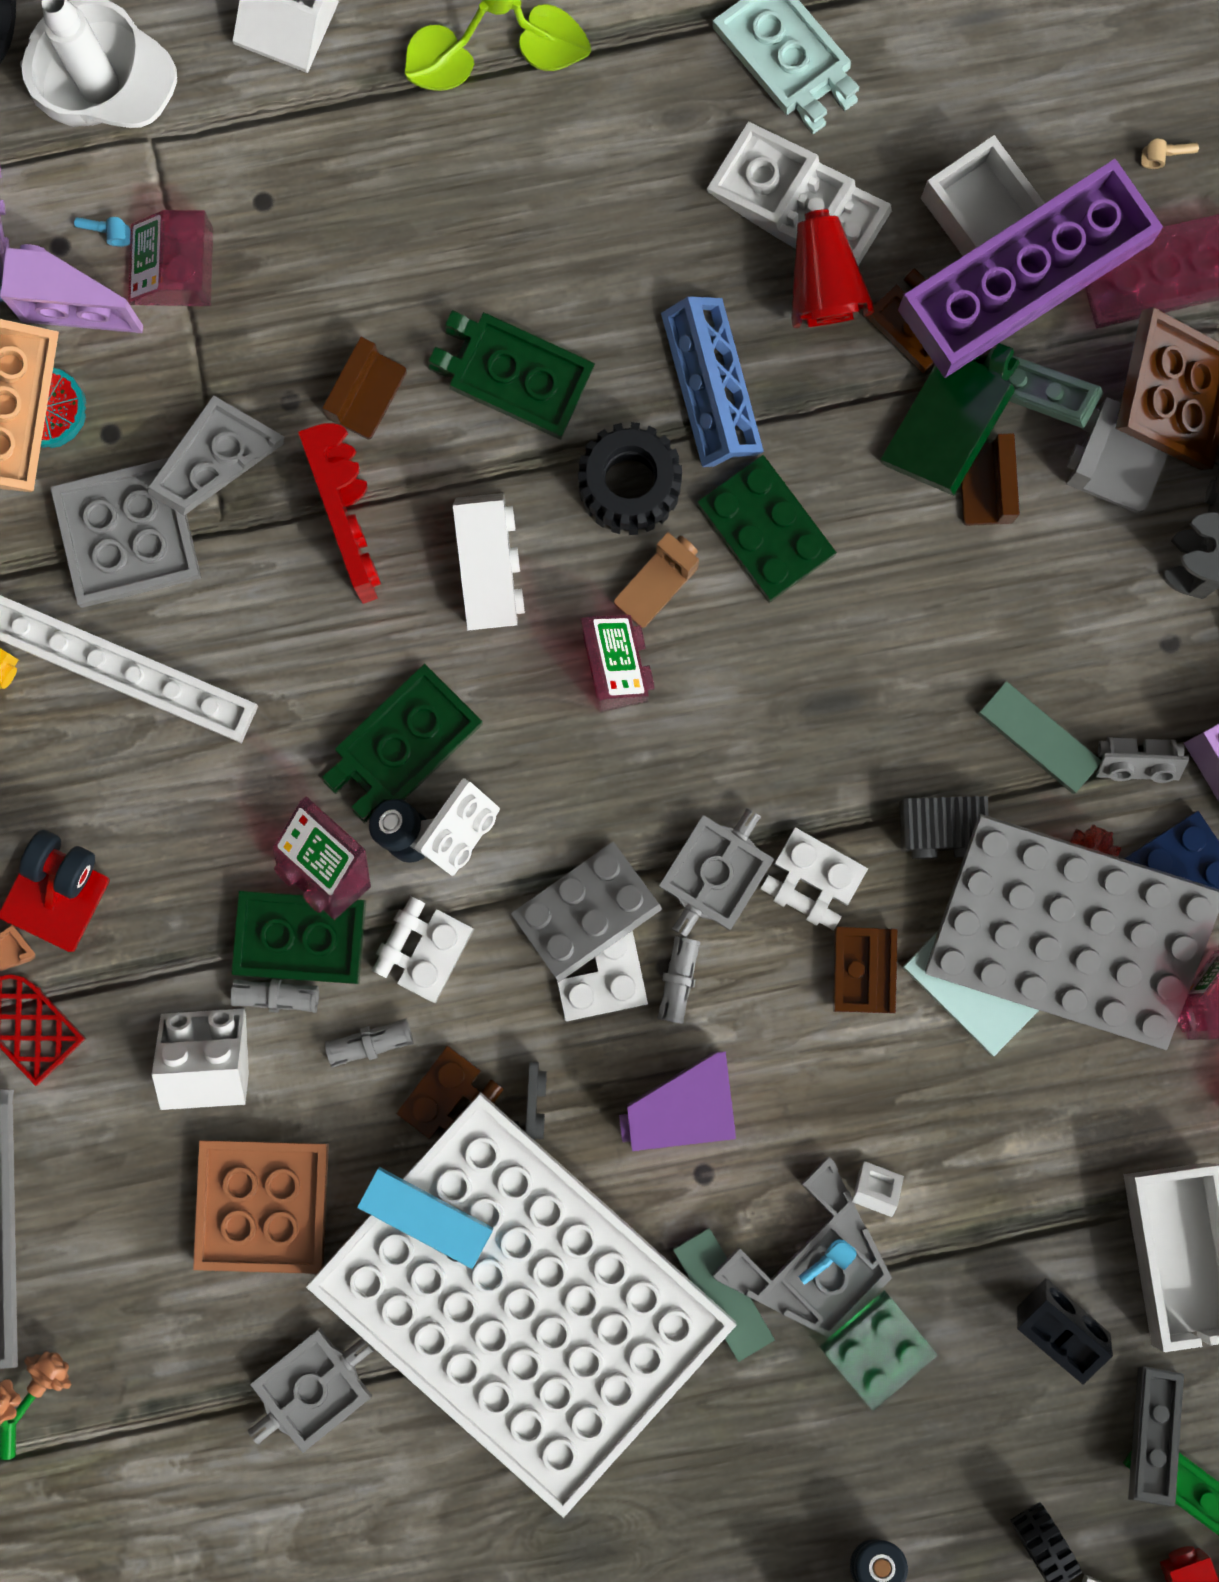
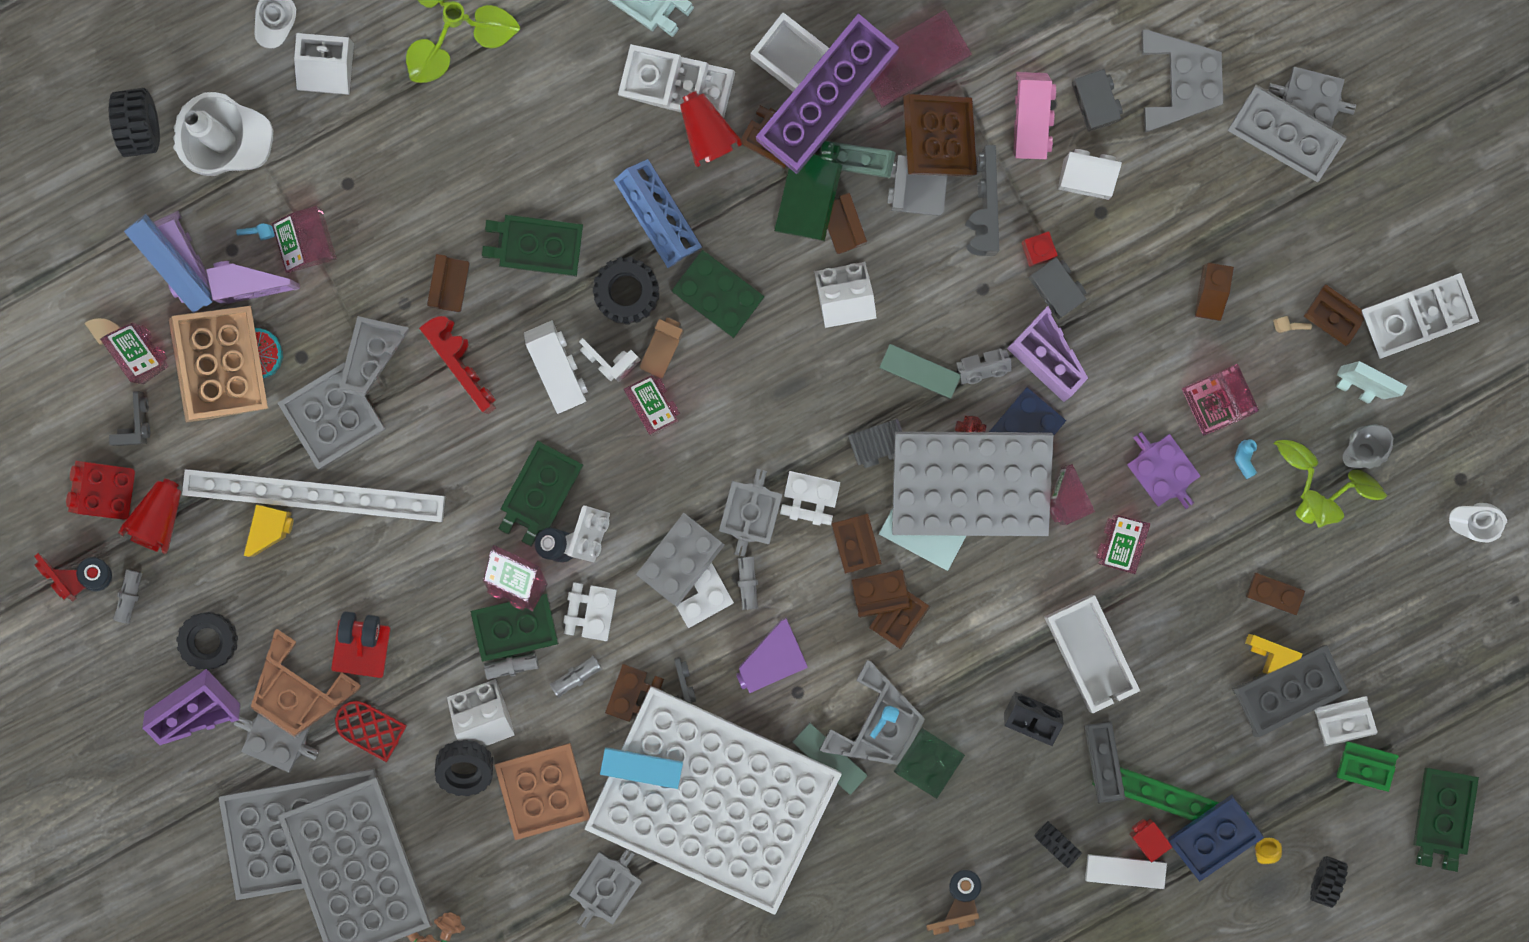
camera: 10 degrees left, 5 degrees up
(137, 1154) = (464, 783): none -> black tyre
(593, 586) = (623, 362): none -> white bracket
(878, 1189) = (901, 669): white plate -> none
(881, 1059) = (881, 593): none -> reddish brown plate
(899, 1105) = (900, 624): none -> reddish brown plate
(961, 586) = (845, 294): none -> white slope

